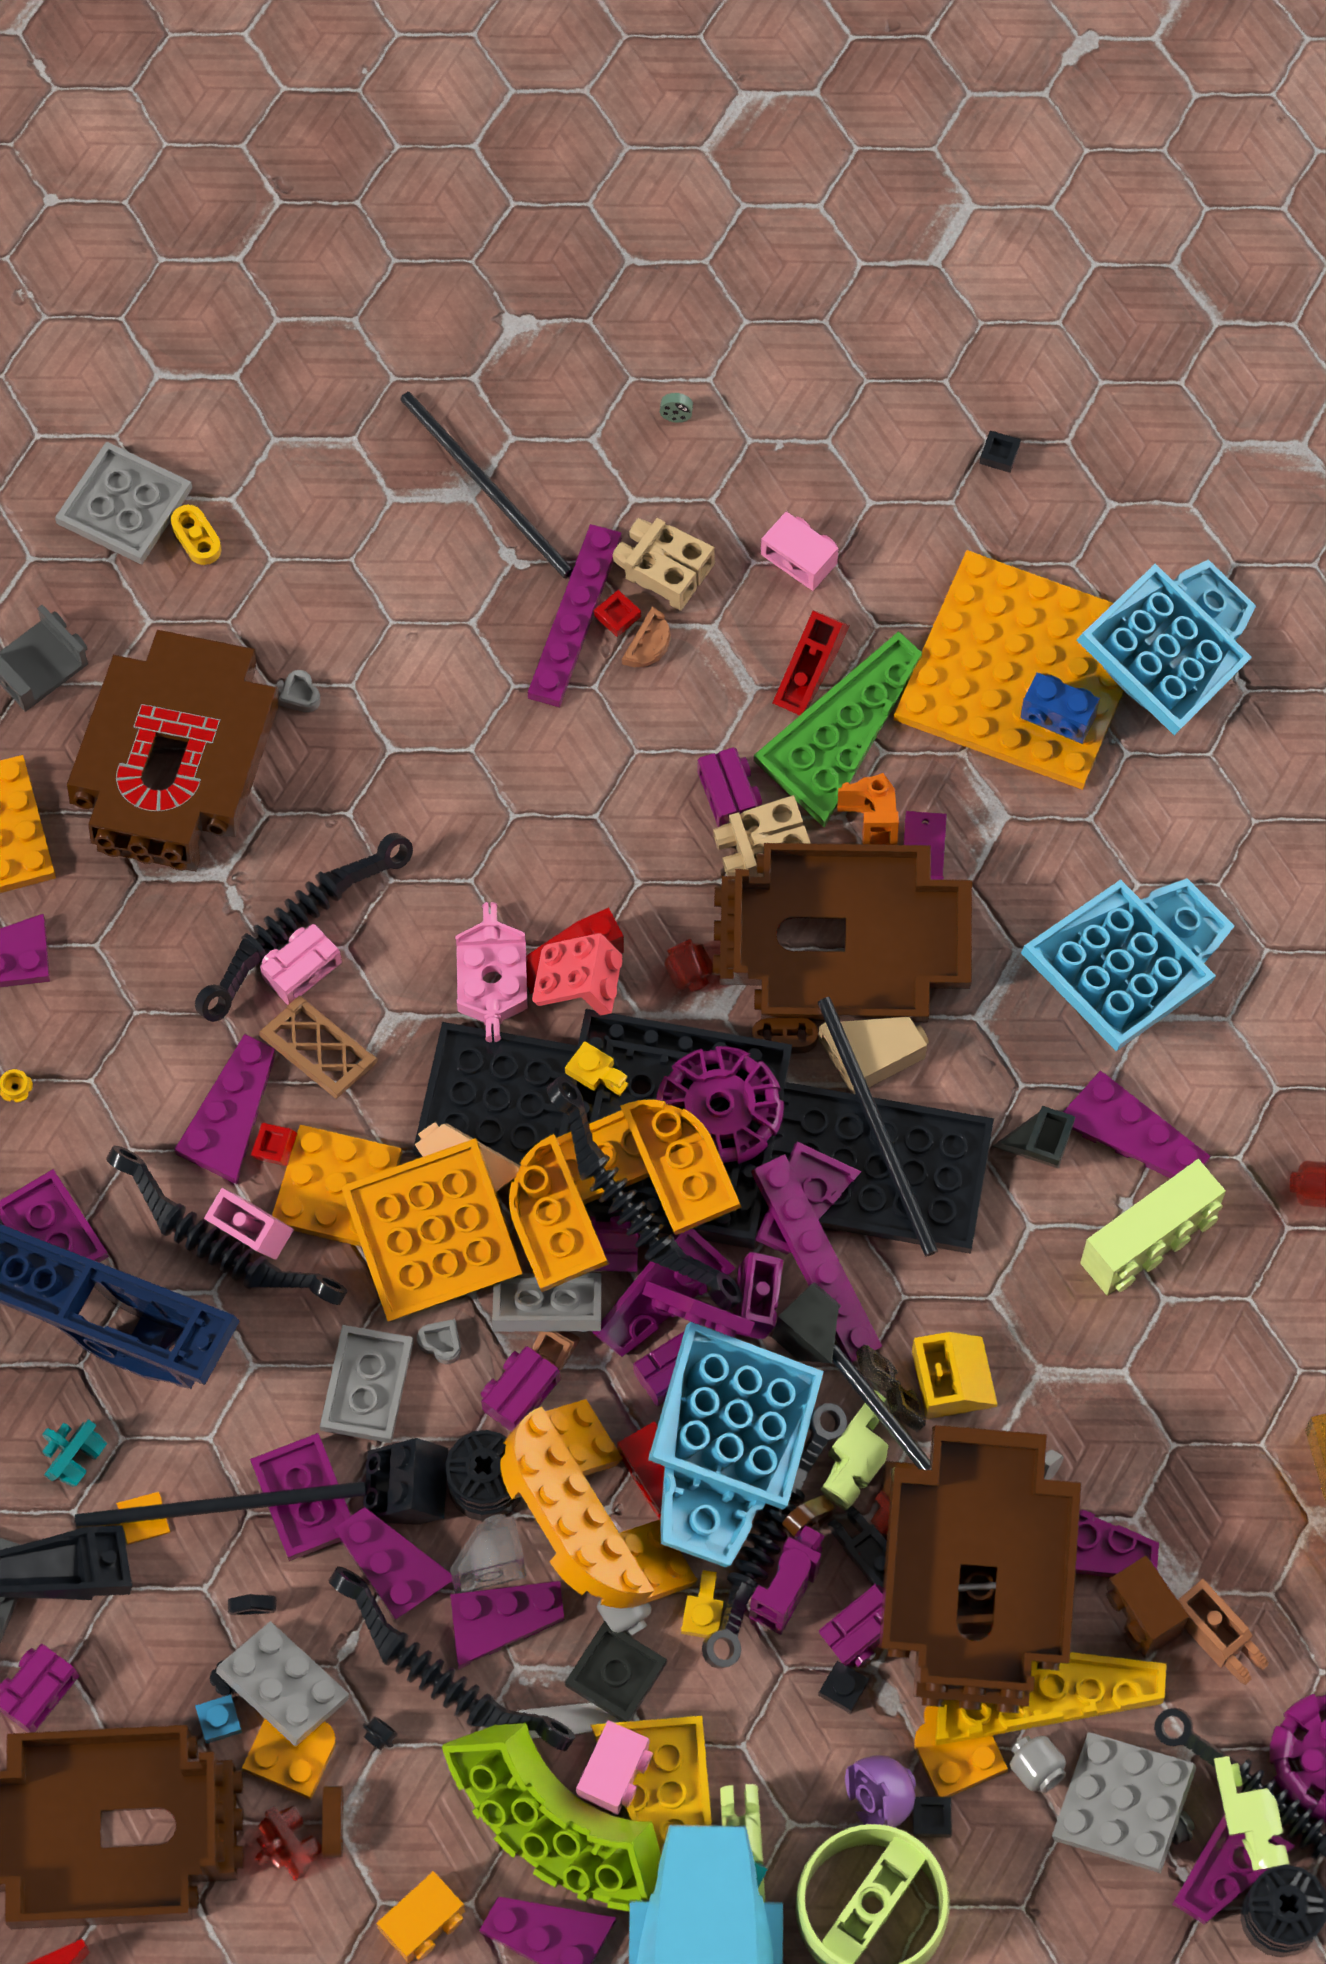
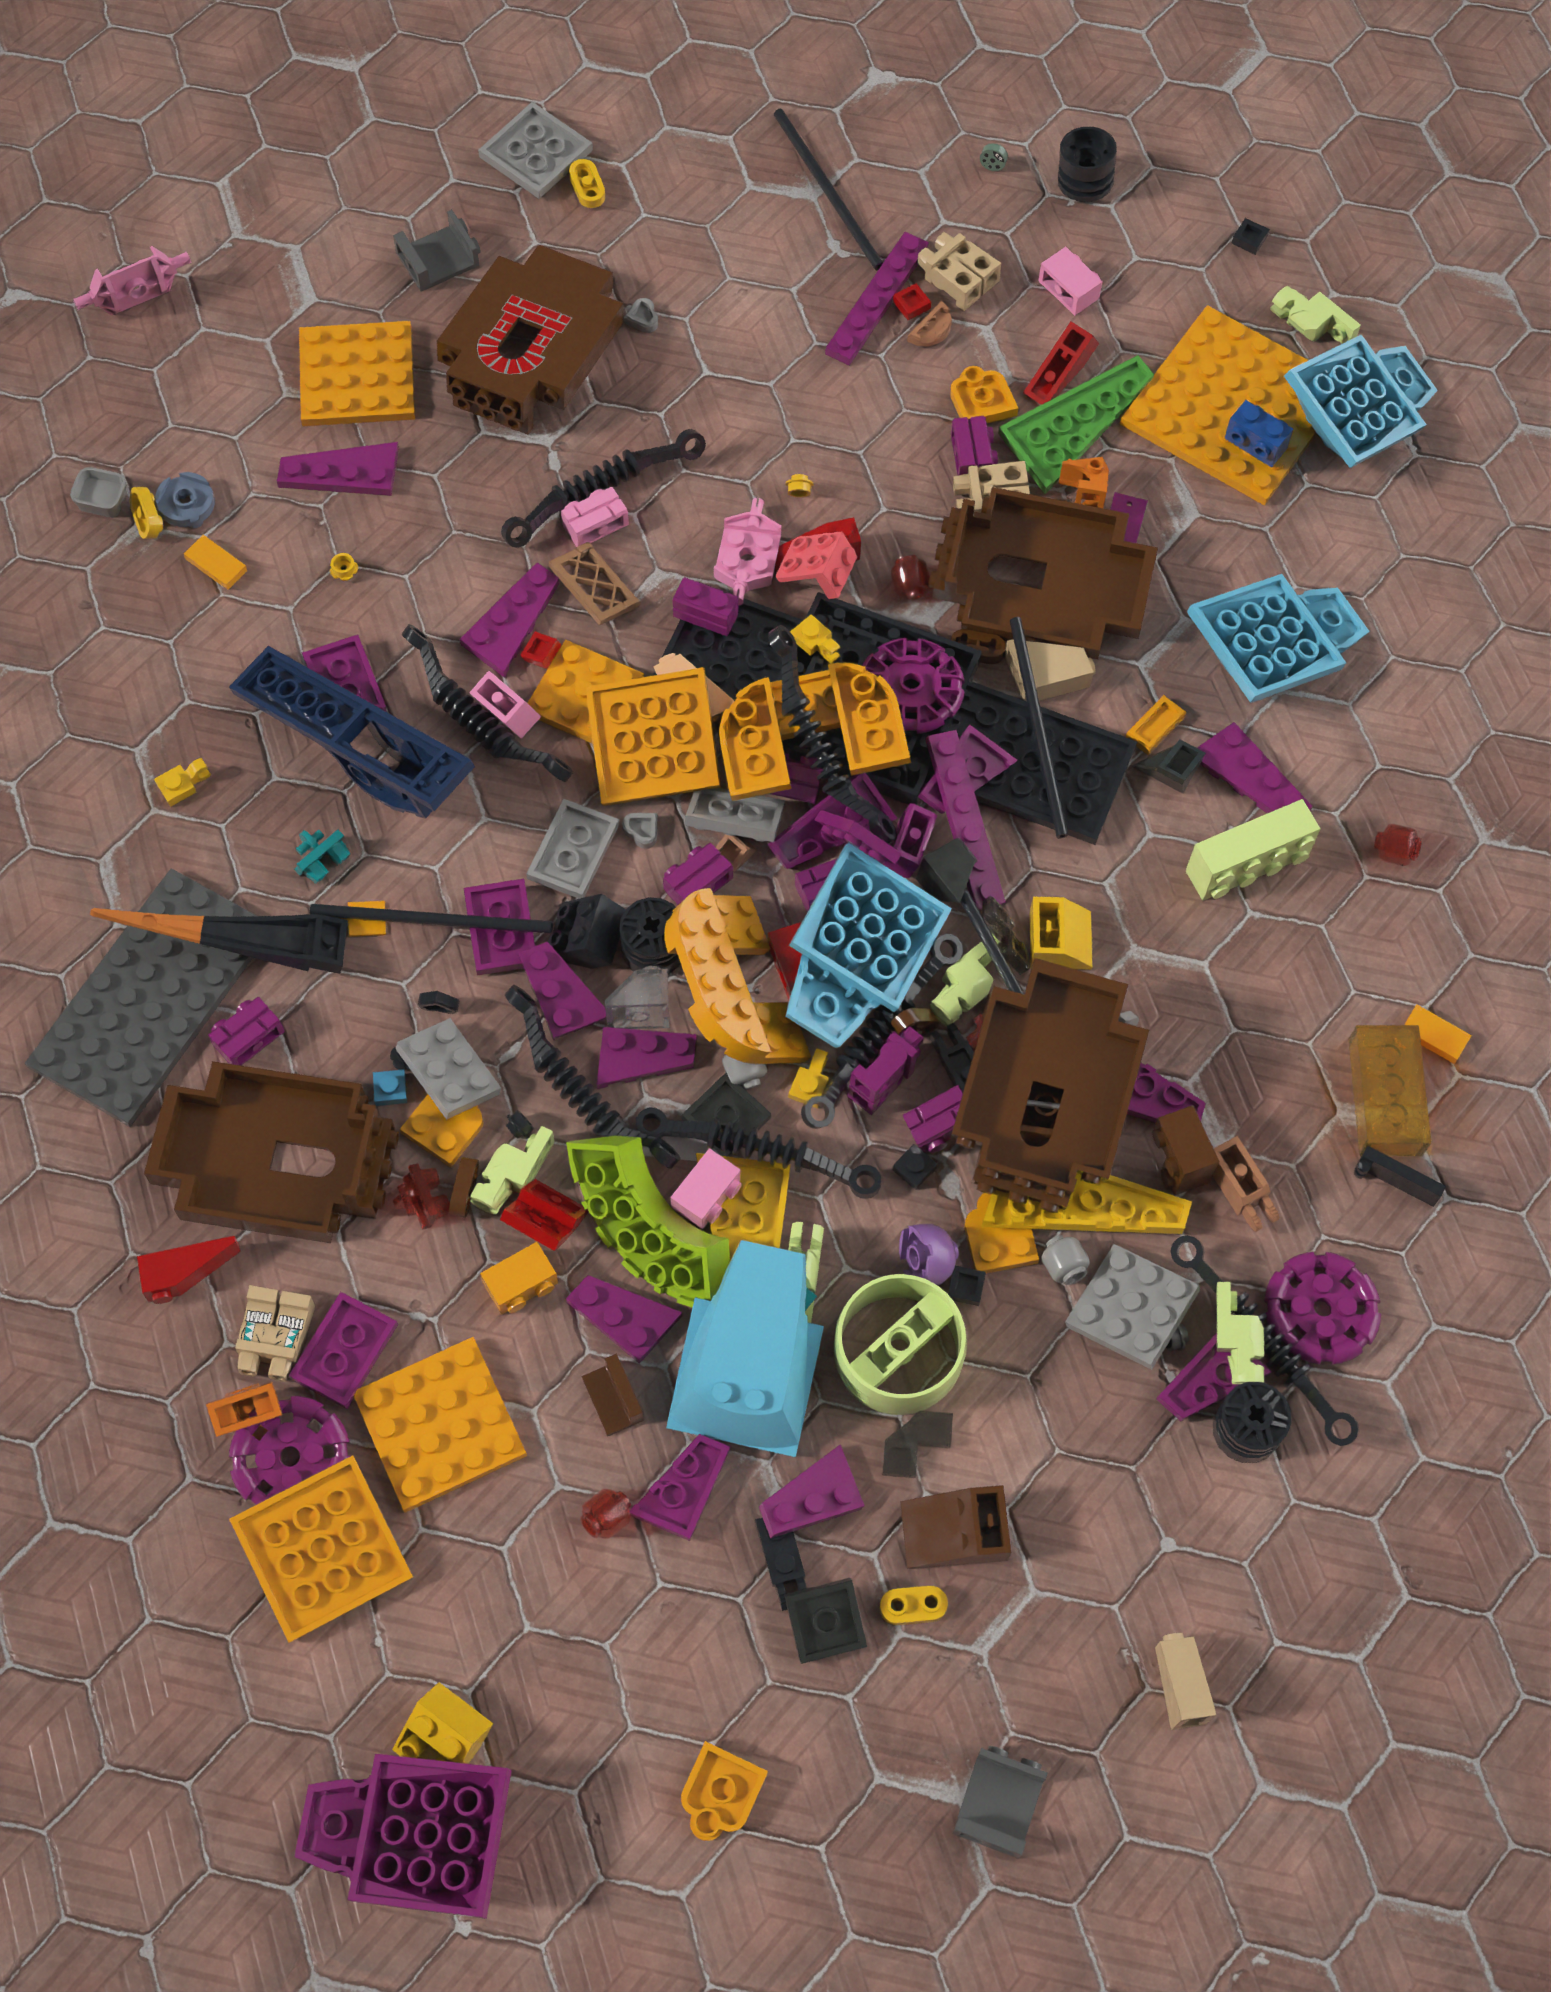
camera: 10 degrees right, 0 degrees up
(382, 1790) = (511, 1170): none -> yellowish green plate
(433, 1835) = (544, 1214): none -> red slope
(458, 1054) = (705, 606): none -> magenta brick
(534, 875) = (799, 485): none -> yellow plate
(715, 1705) = (803, 1156): none -> black piece
(725, 718) = (983, 395): none -> light orange plate
(789, 399) = (1087, 164): none -> black wheel
(1011, 1090) = (1156, 724): none -> light orange tile
(1095, 541) = (1314, 316): none -> yellowish green plate

